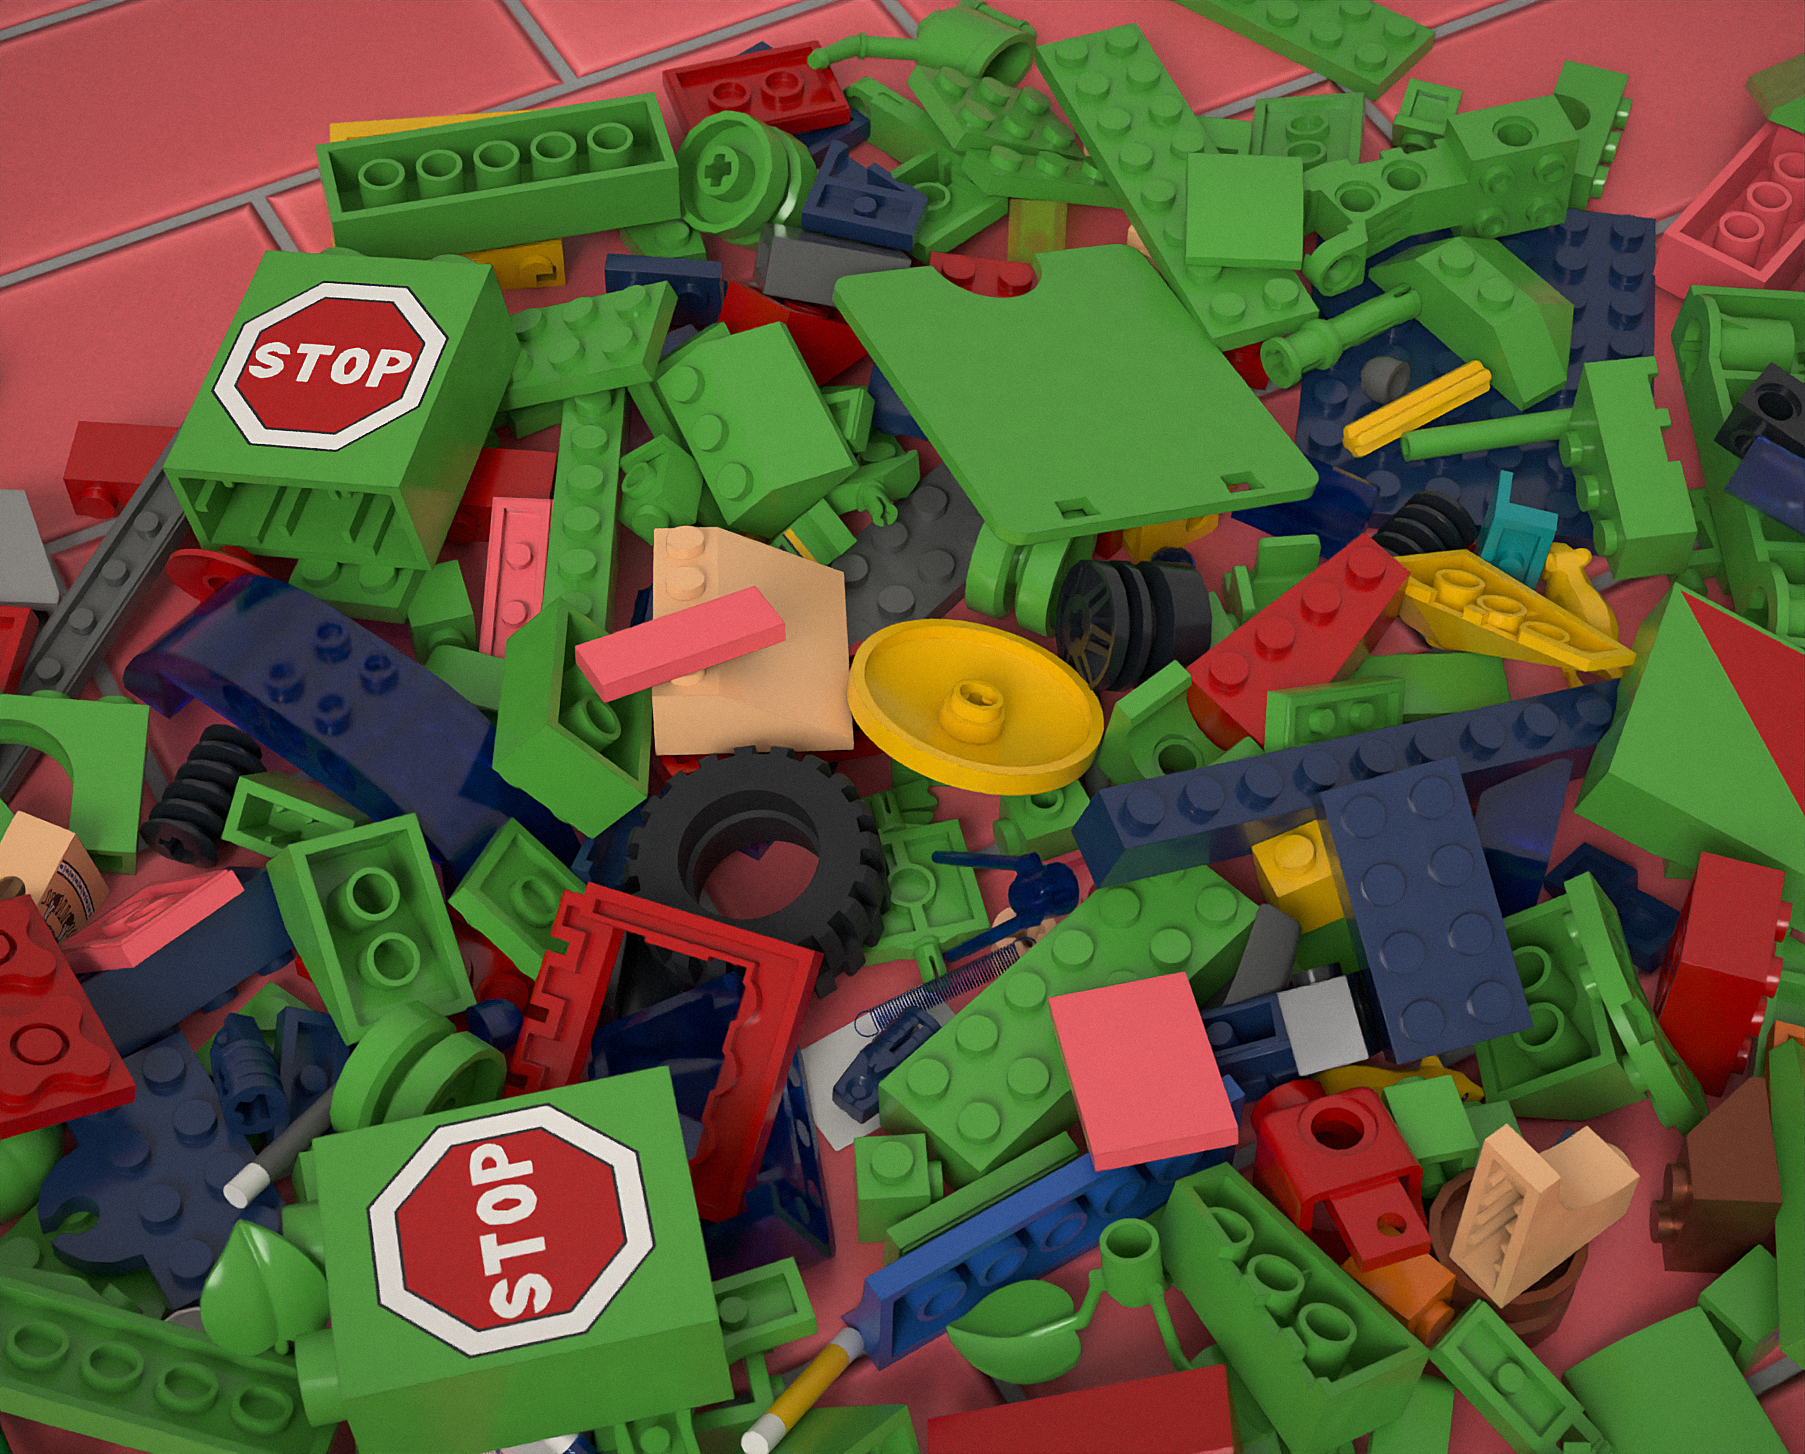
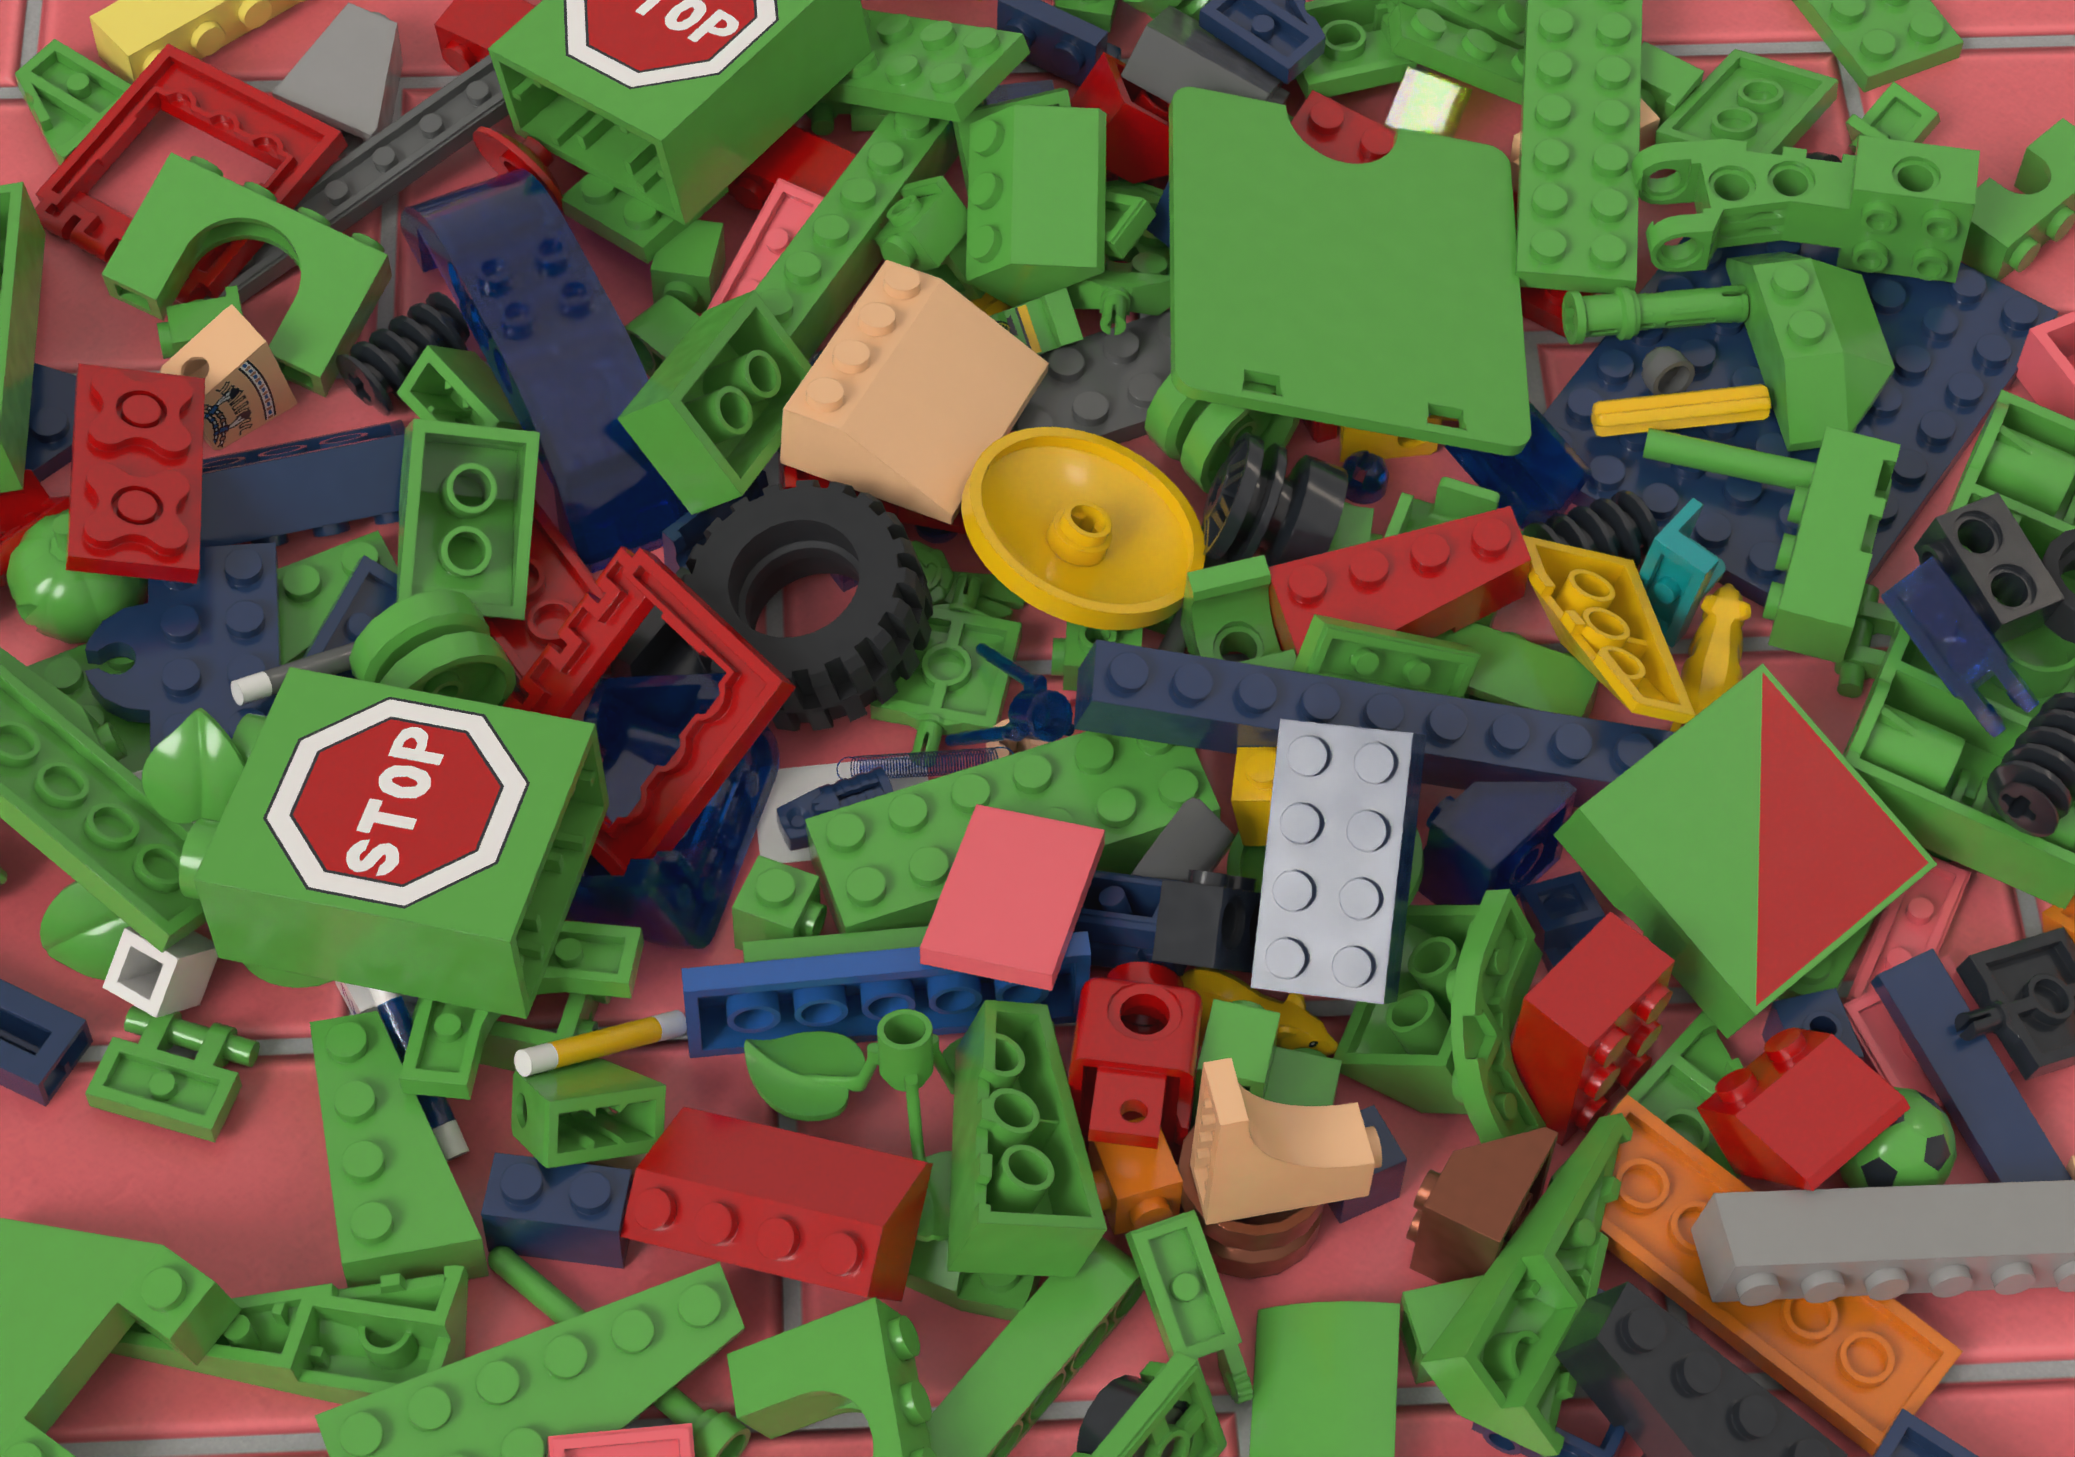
camera: 25 degrees right, 5 degrees up
(148, 921) = (290, 439): coral tile -> none
(246, 1077) = (302, 601): dark blue hinge -> none
(495, 1022) = (526, 639): clear blue hinge -> none
(516, 895) = (589, 529): bright green plate -> none
(679, 643) = (828, 371): coral tile -> none
(1244, 211) = (1612, 158): bright green slope -> none

